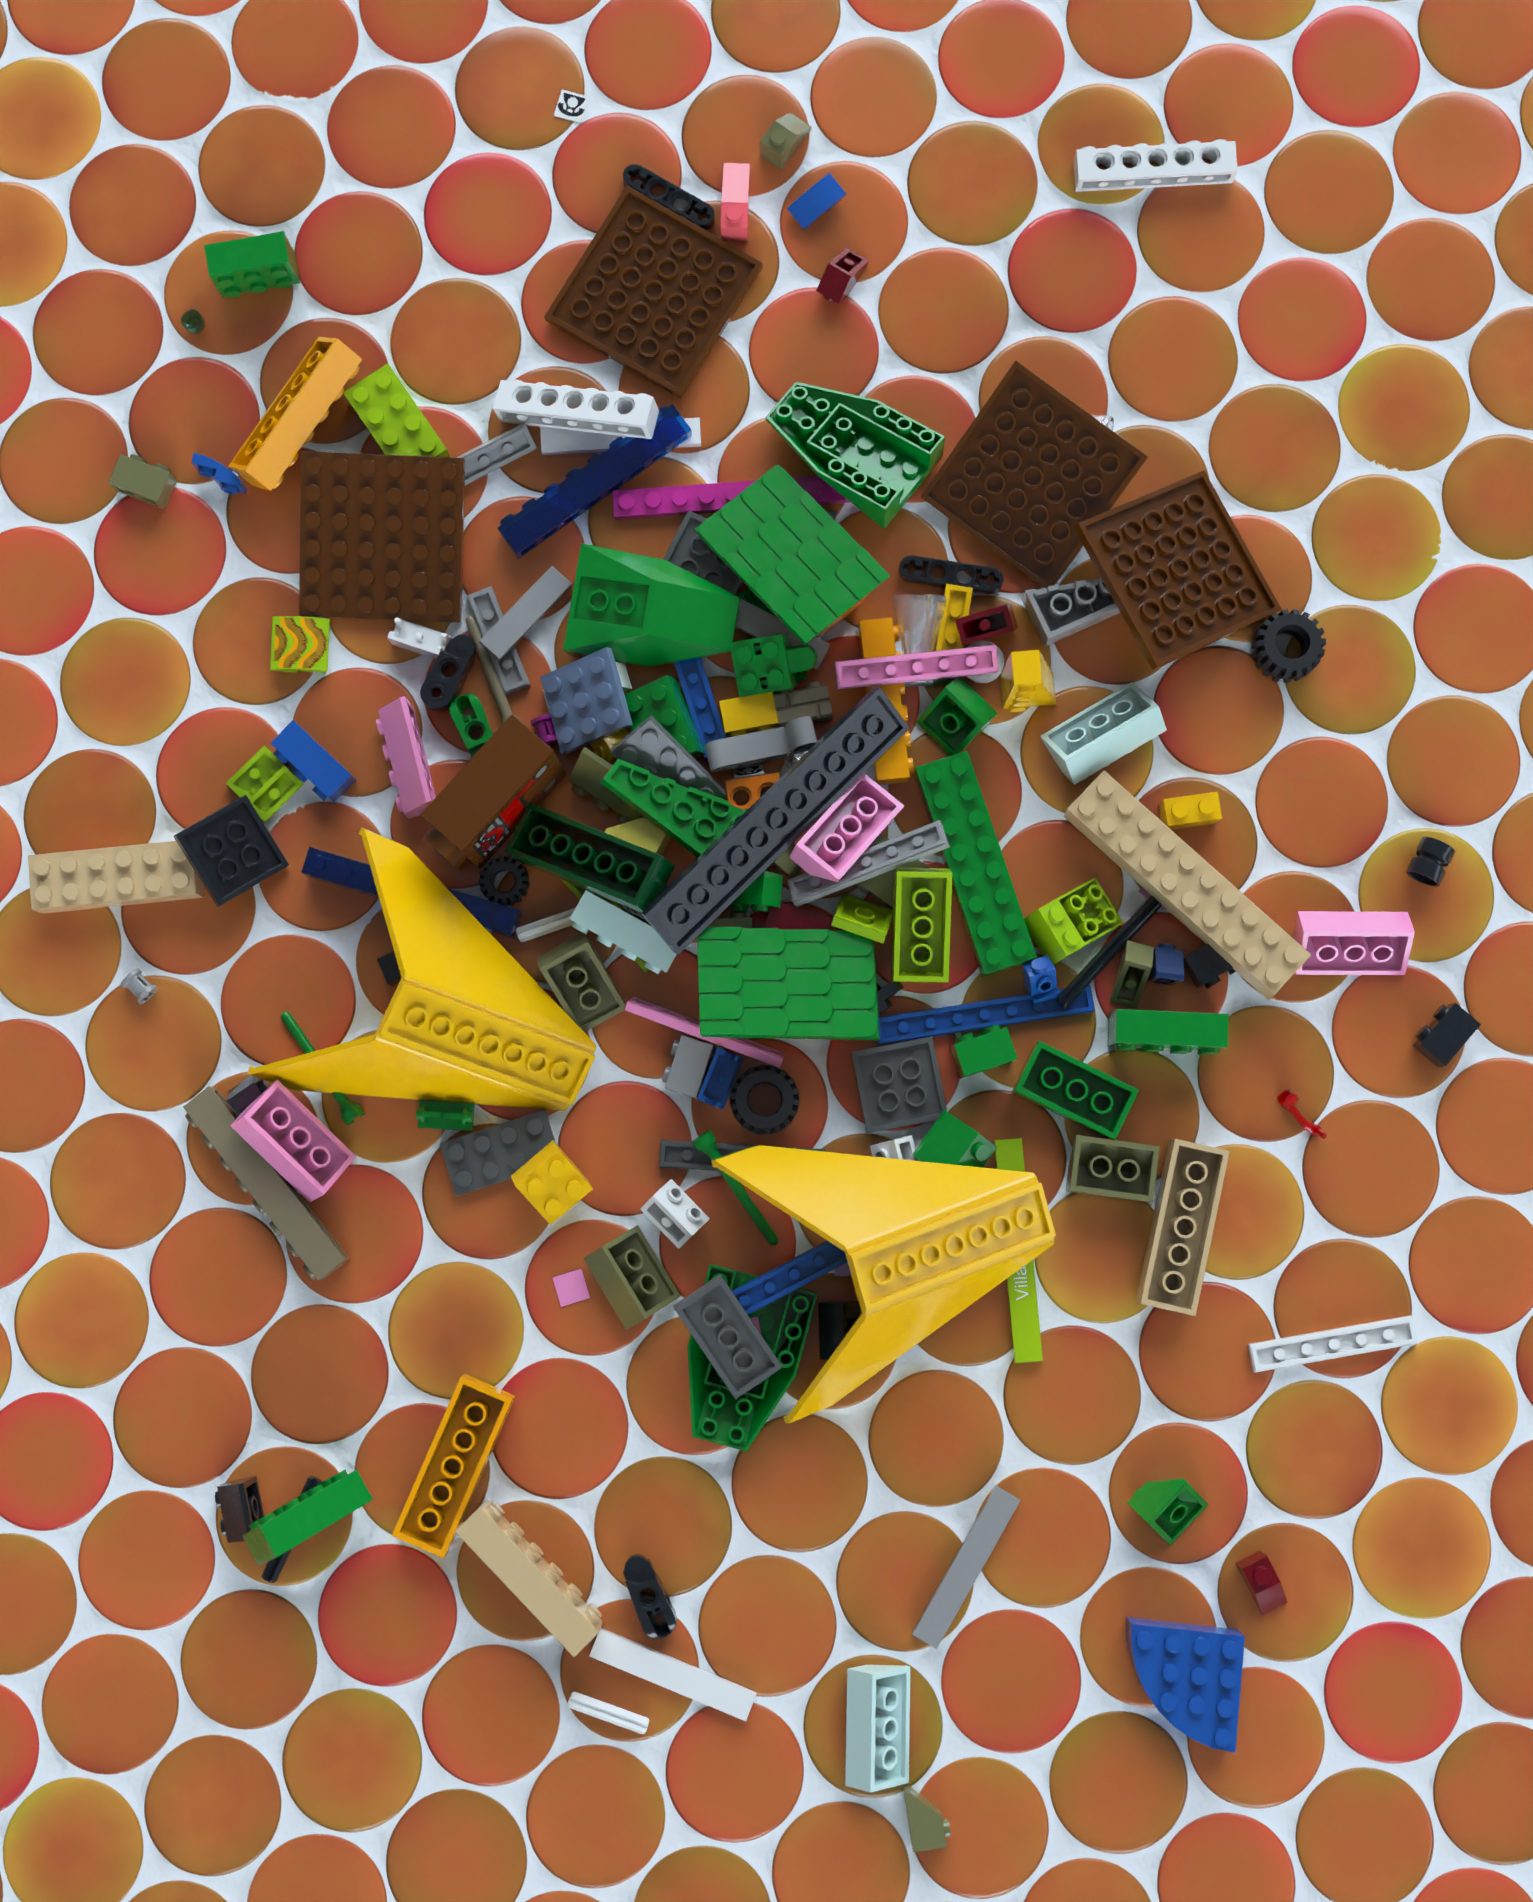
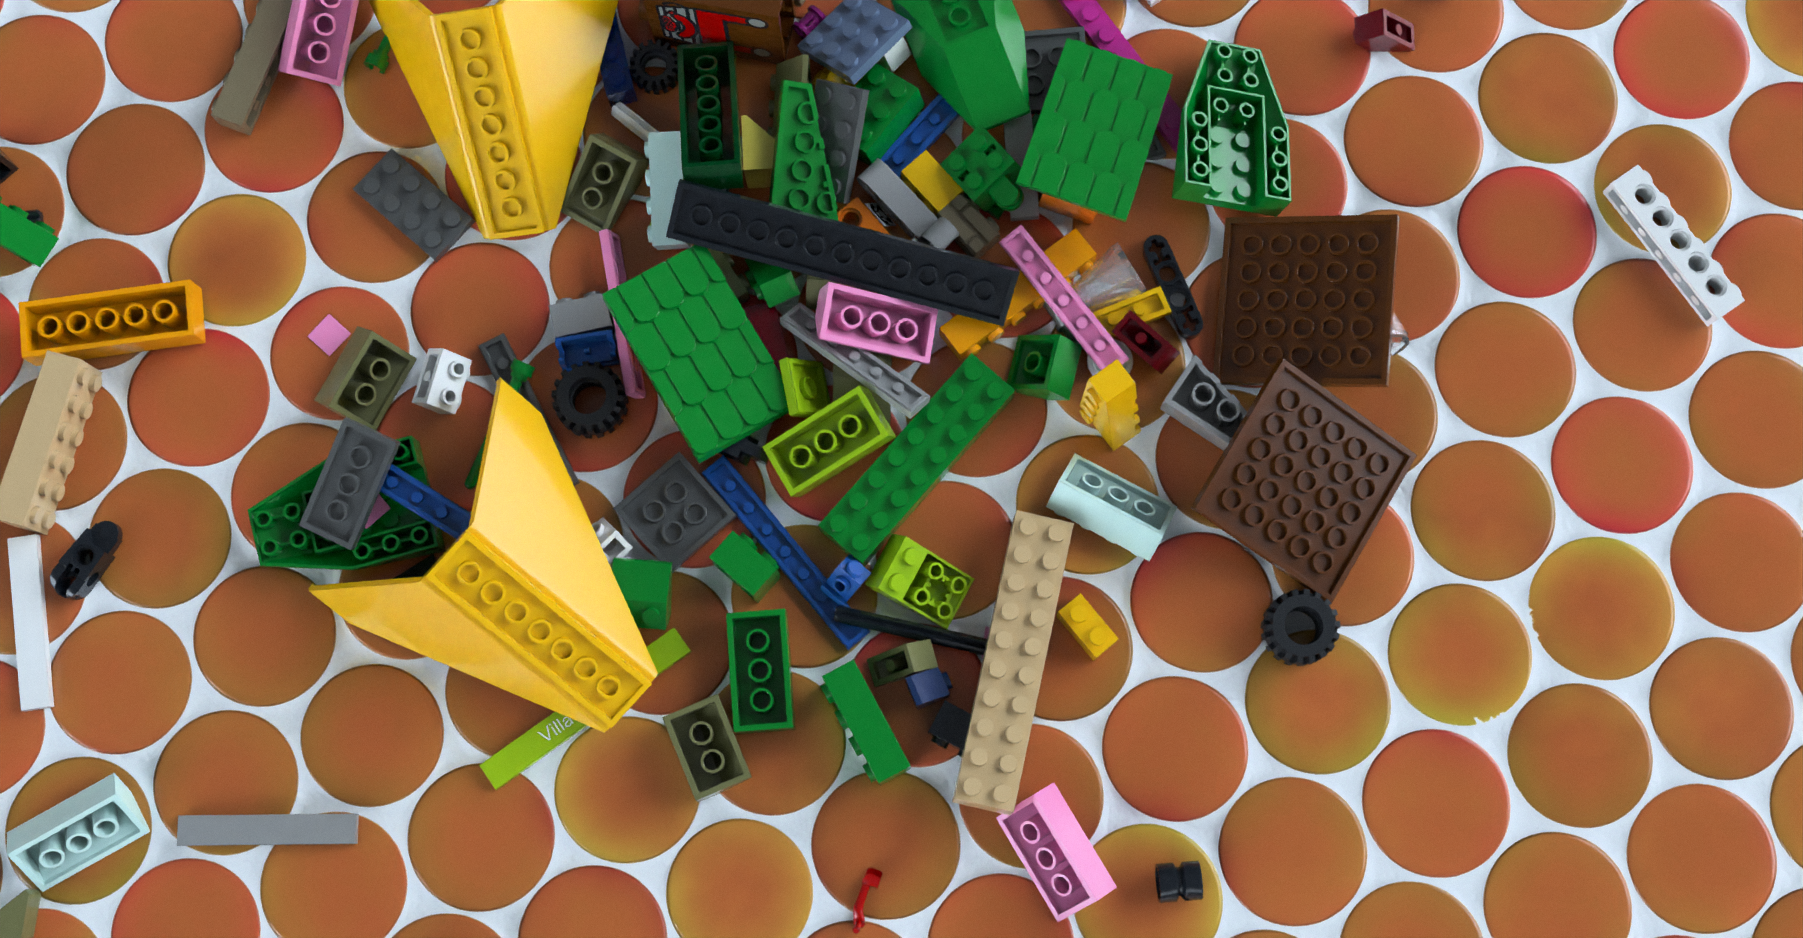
camera: 60 degrees right, 5 degrees down
(445, 1115) = (419, 138): green hinge -> none
(551, 1182) = (408, 258): yellow brick -> none
(1182, 1226) = (690, 845): tan brick -> none

